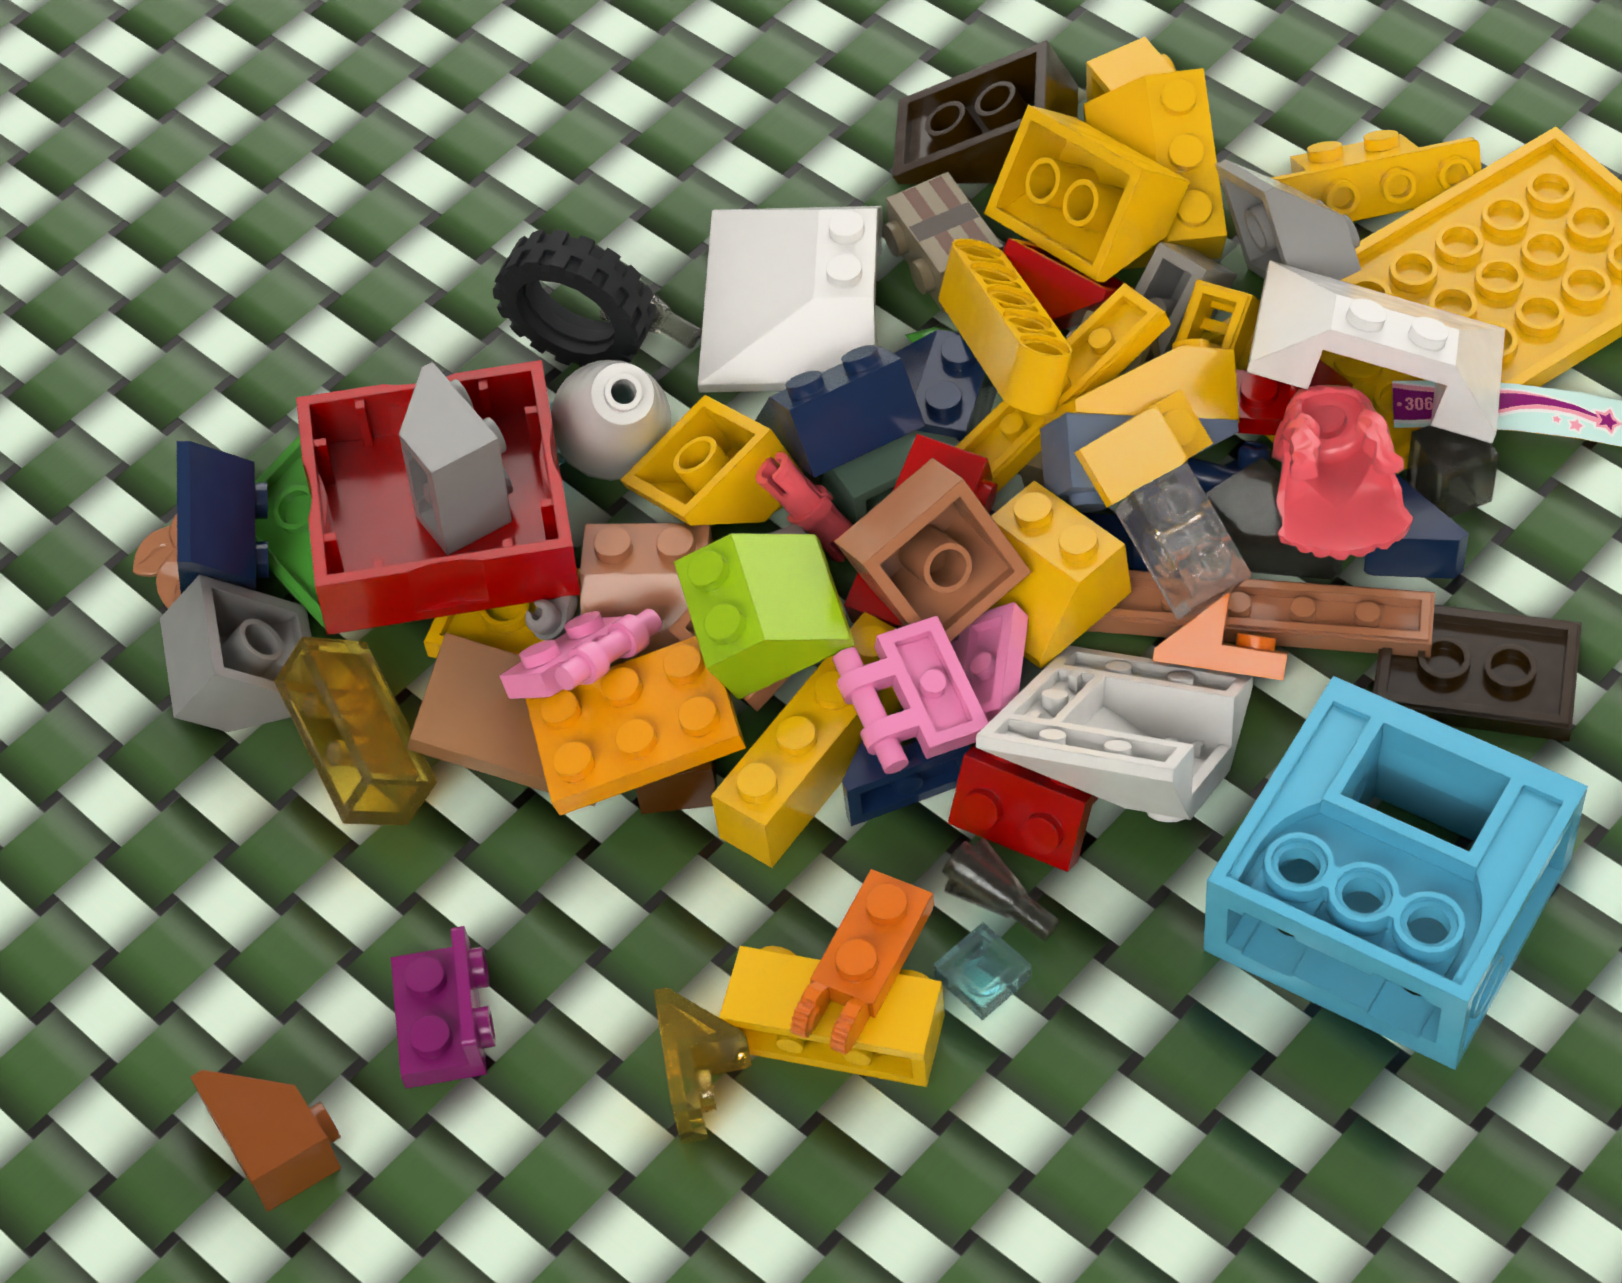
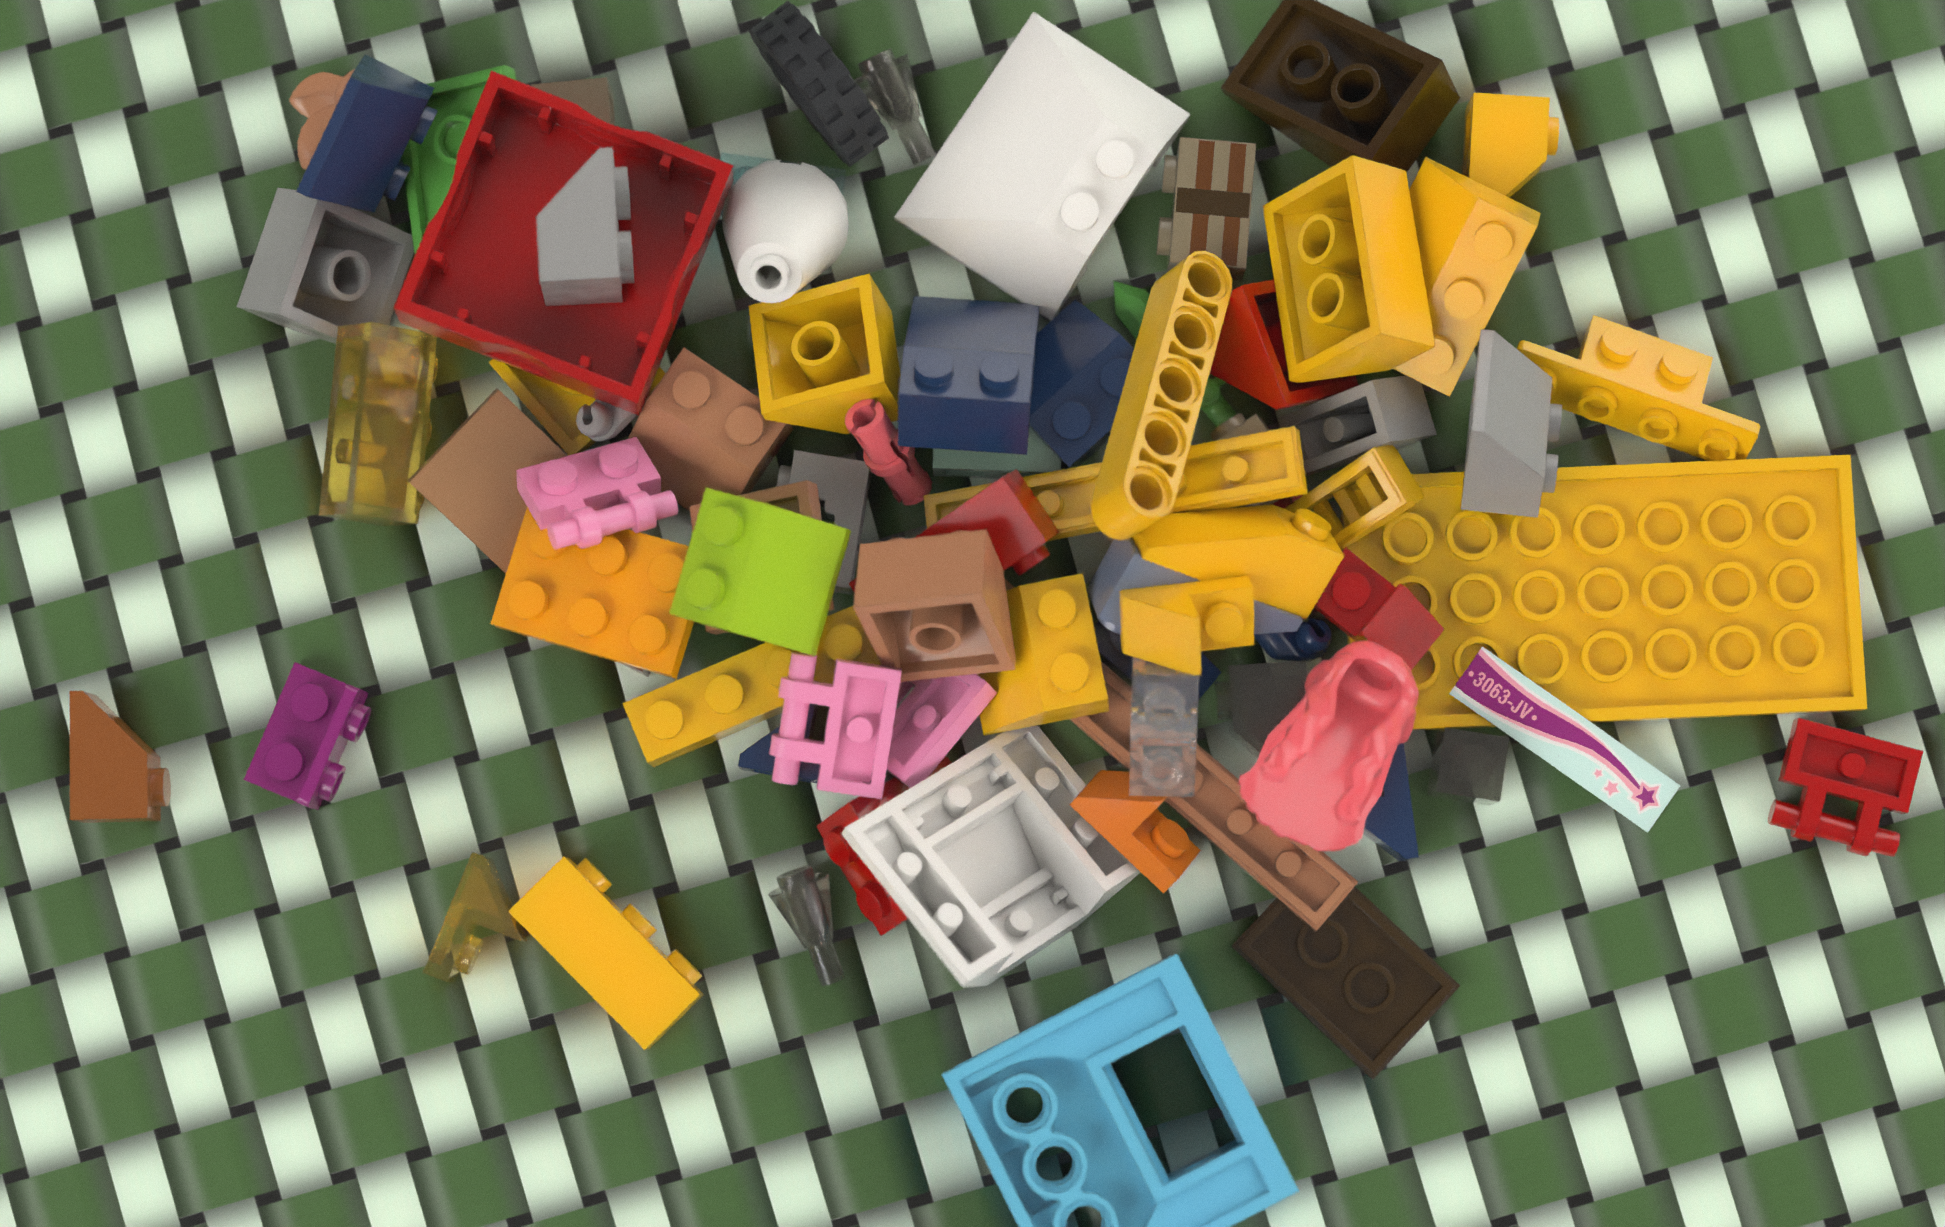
camera: 25 degrees right, 30 degrees up
(864, 957) = (650, 938): orange hinge -> none
(982, 971) = (750, 987): clear light blue plate -> none
(1315, 313) = (1476, 628): white slope -> none

